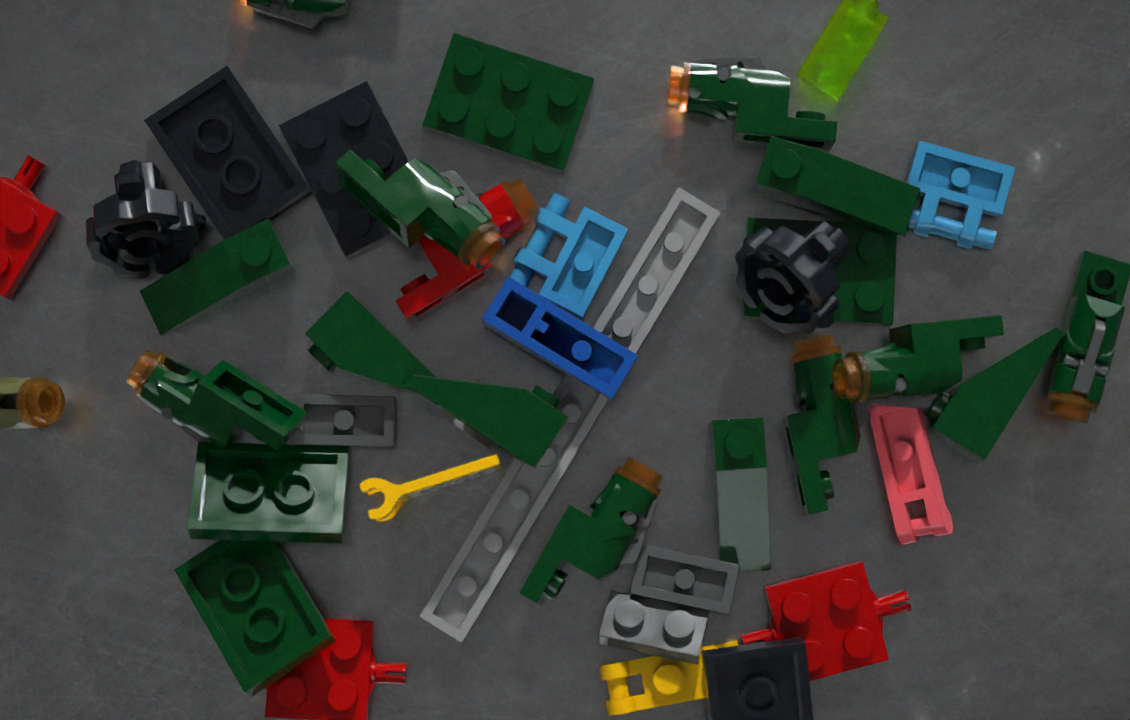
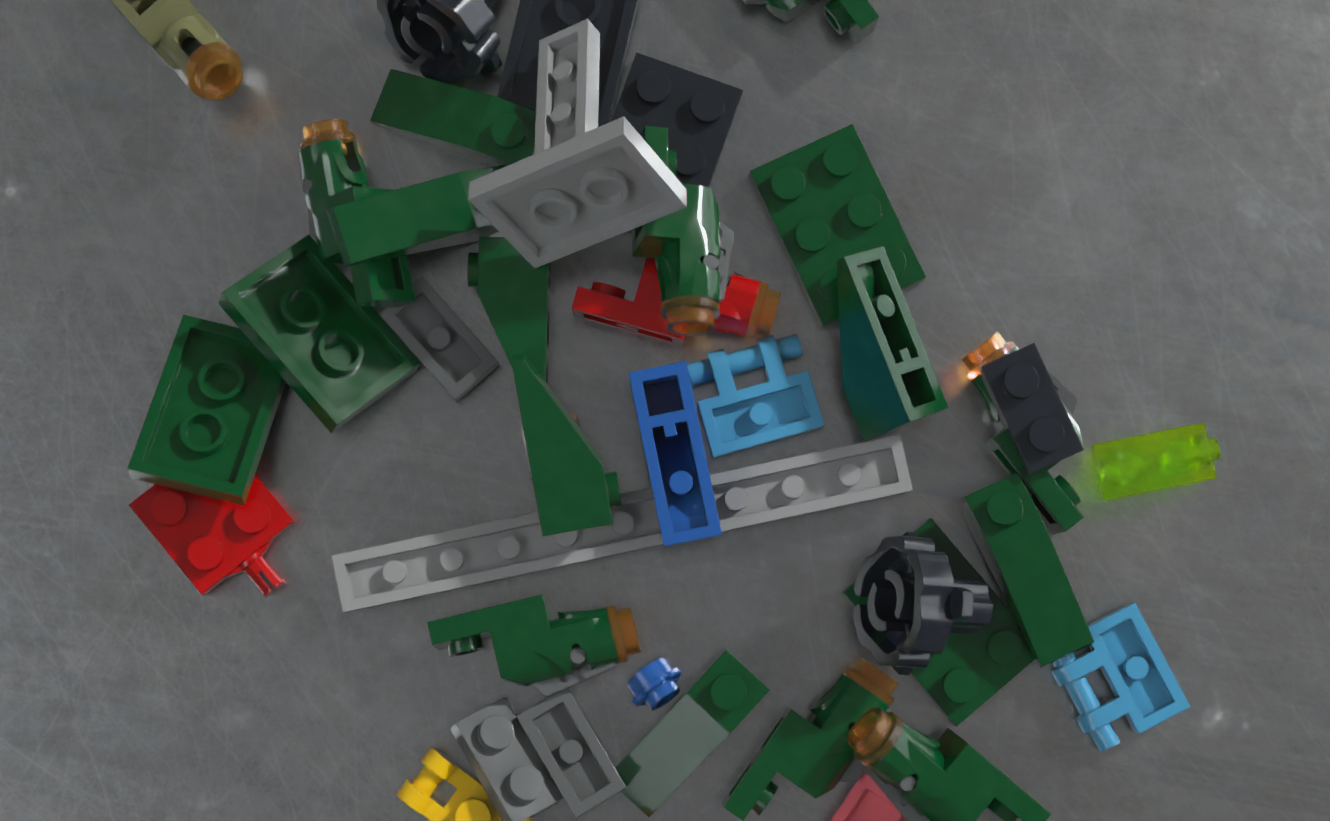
camera: 45 degrees right, 0 degrees up
(260, 354) = (410, 219): none -> dark green slope
(333, 234) = (582, 177): none -> light grey piece
(397, 495) = (414, 440): yellow flag -> none
(616, 149) = (881, 351): none -> dark green slope
(691, 488) = (654, 684): none -> blue plate
(739, 90) = (1030, 409): none -> black plate

